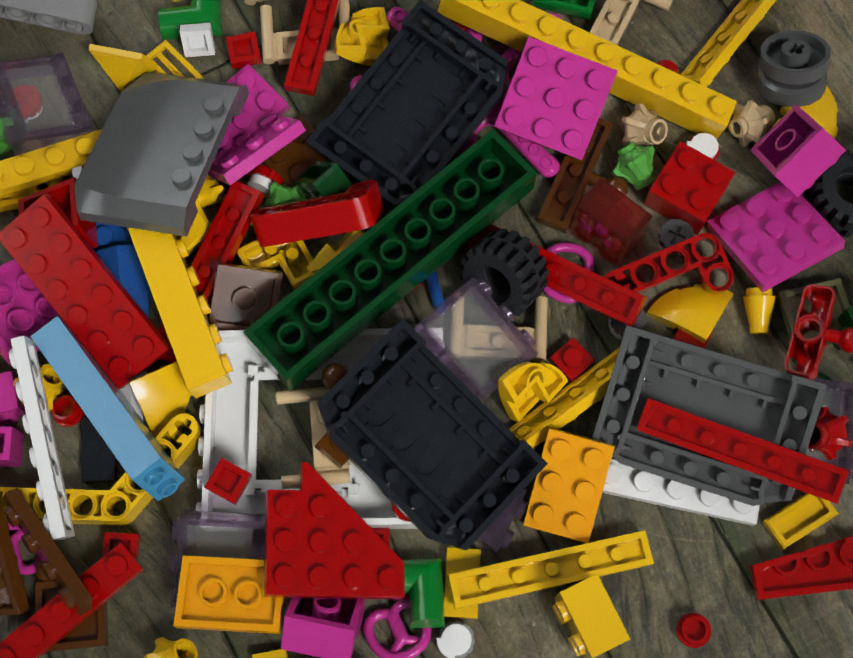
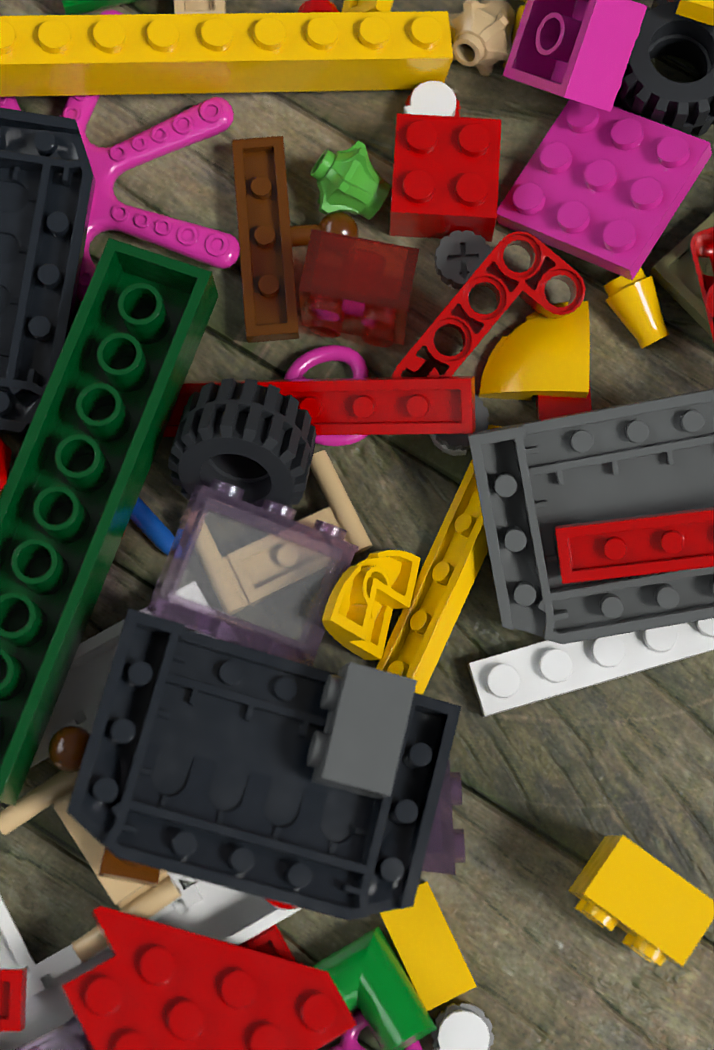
camera: 30 degrees left, 5 degrees up
(488, 445) = (361, 730): none -> dark grey brick
(549, 569) = (542, 858): yellow plate -> none
(555, 98) = (178, 141): dark pink plate -> none
(569, 486) = (510, 717): light orange plate -> none
(572, 360) = (409, 524): red plate -> none
(643, 127) = (331, 119): tan rock -> none

